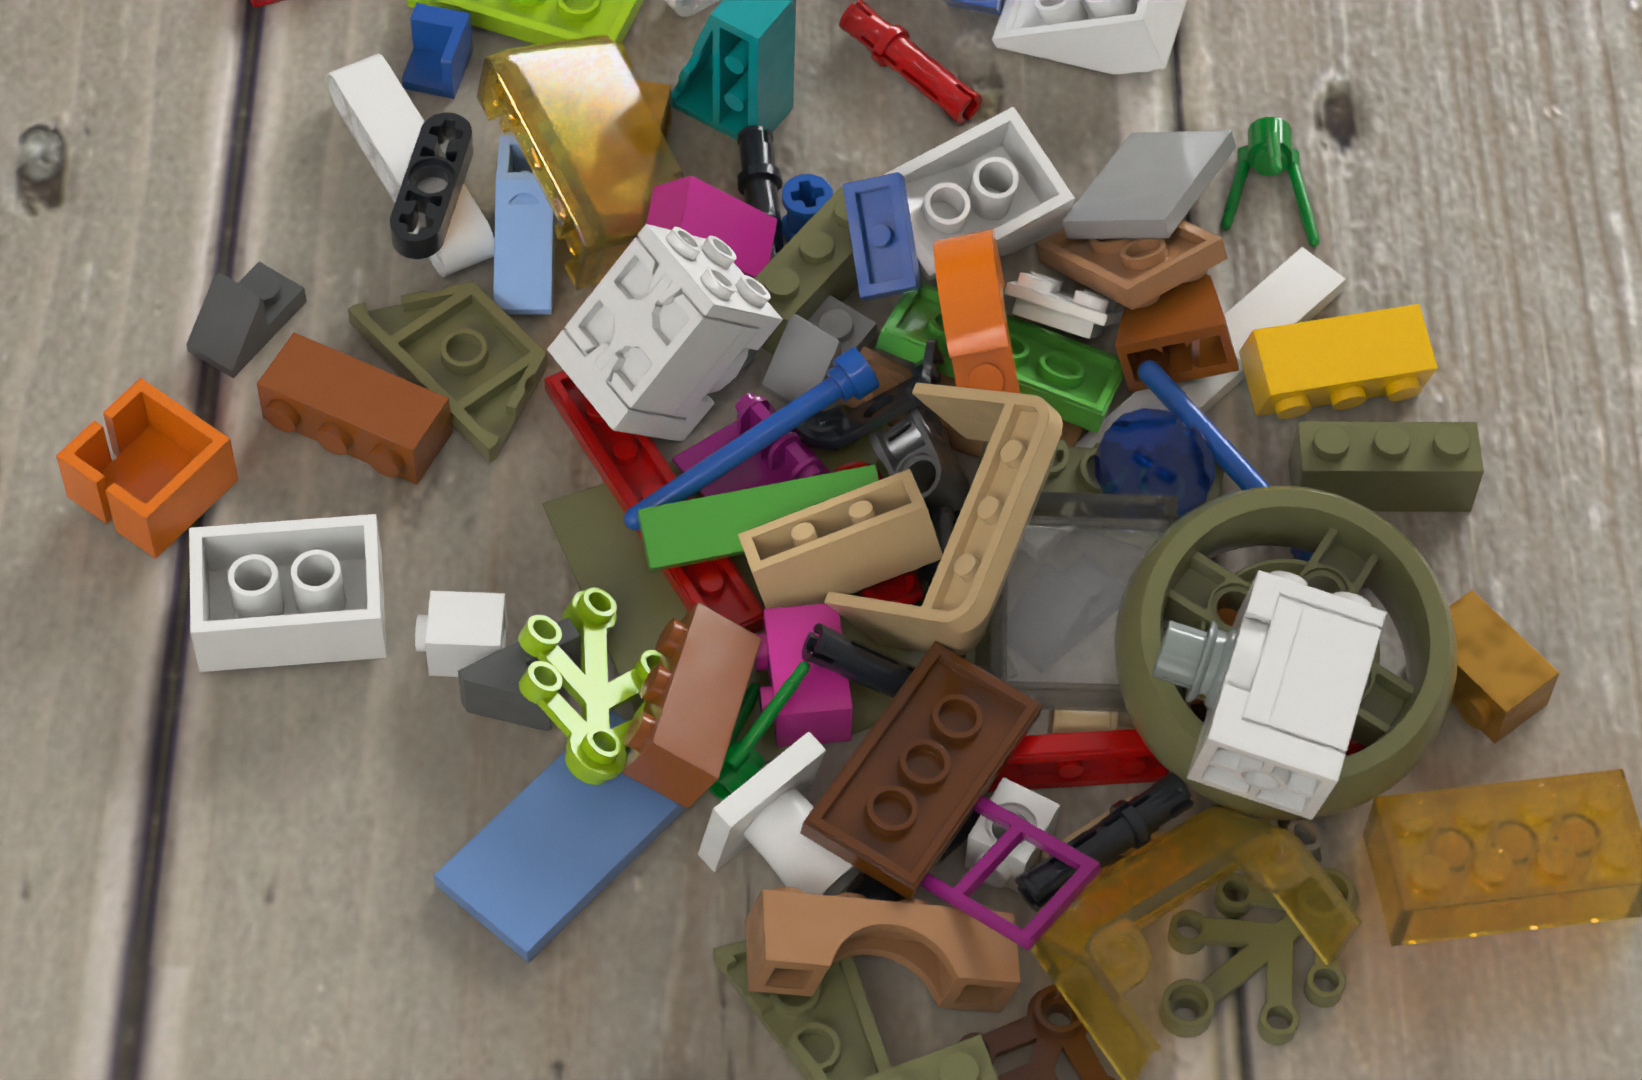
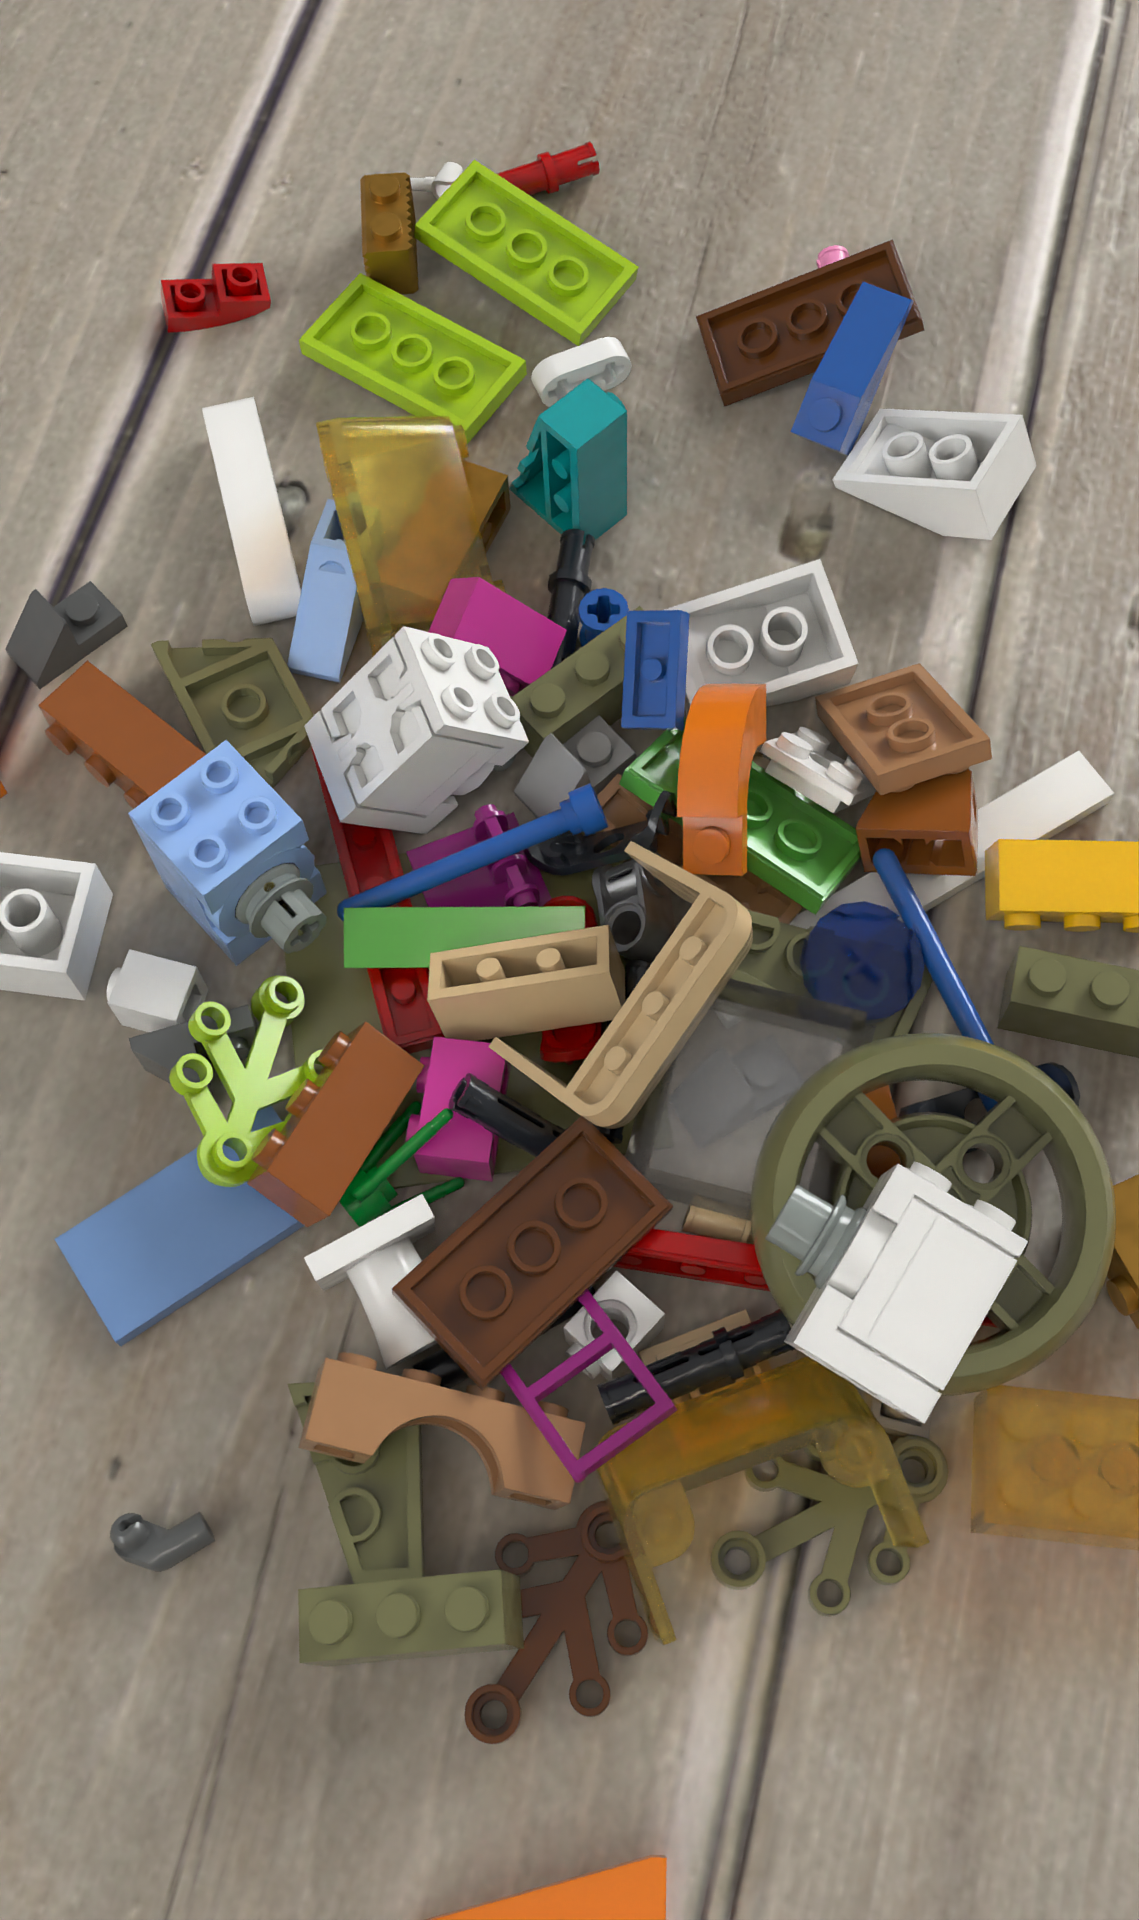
camera: 20 degrees right, 10 degrees up
(436, 206) = (254, 560): black beam -> none
(439, 50) = (319, 396): blue panel -> none
(517, 482) = (233, 855): none -> light blue piece
(893, 48) = (734, 473): red pin -> none
(1149, 185) = (939, 661): light grey tile -> none
(1270, 154) = (1072, 646): green plant -> none

